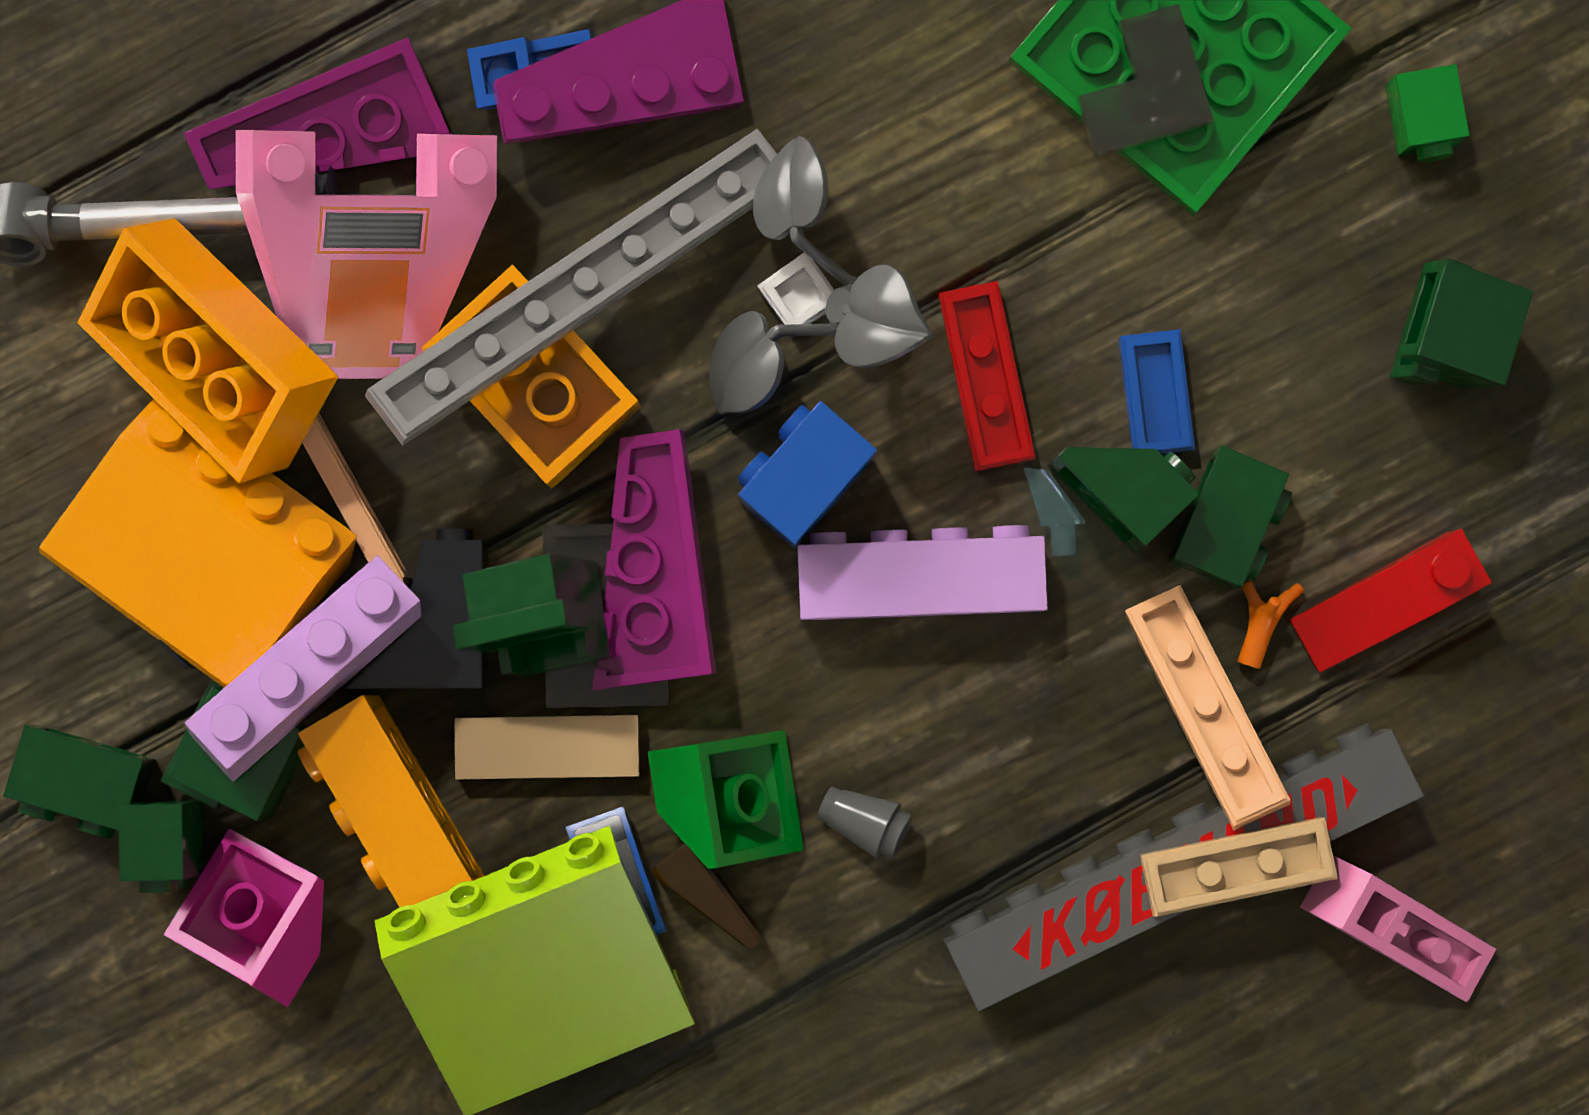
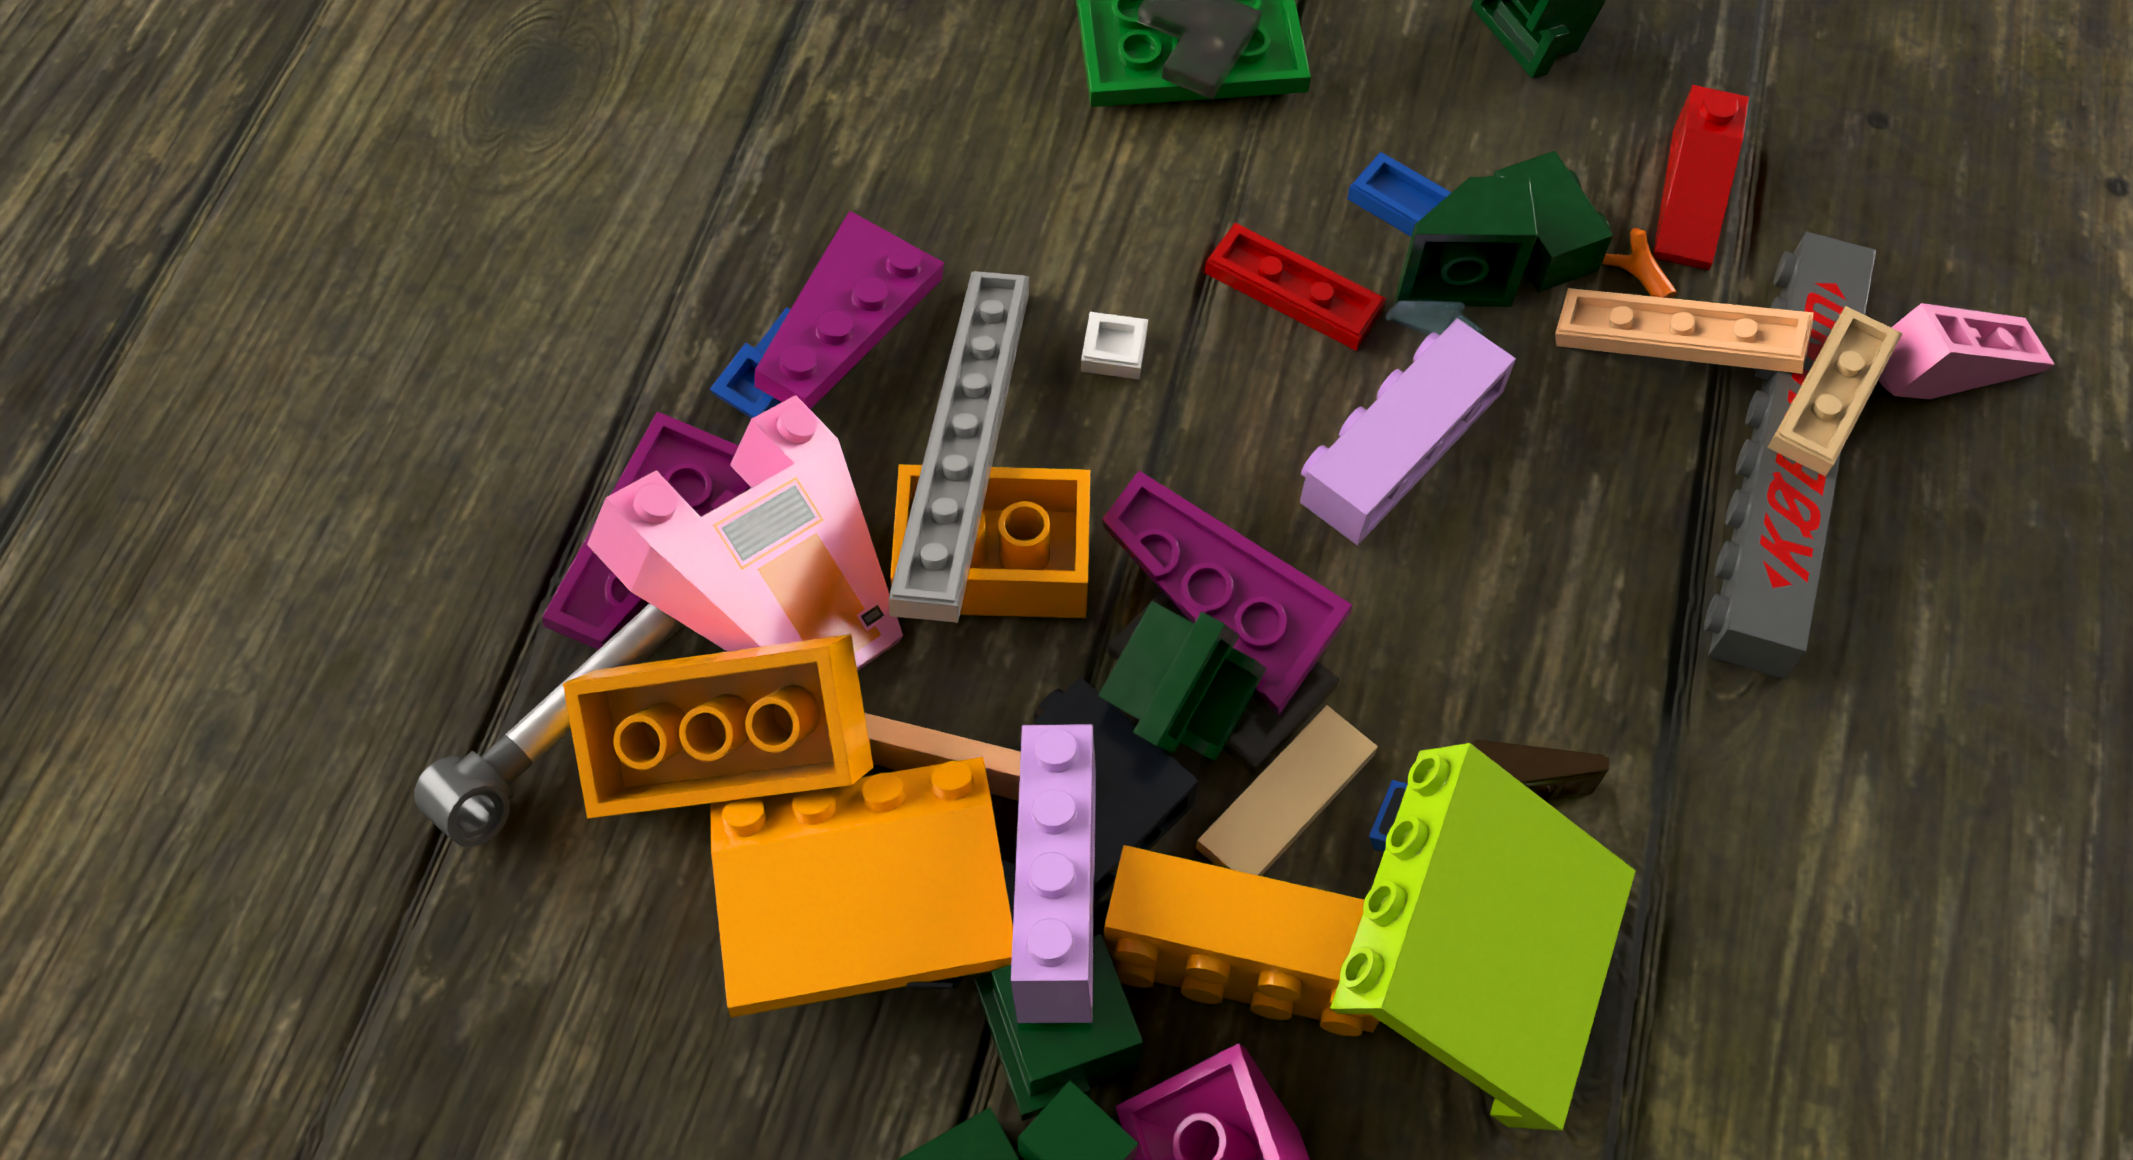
camera: 45 degrees left, 25 degrees down
(729, 797) = (1451, 693): green slope -> none
(805, 473) = (1259, 422): blue brick -> none
(866, 821) = (1567, 618): dark grey cone -> none
(868, 316) = (1202, 245): dark grey plant -> none

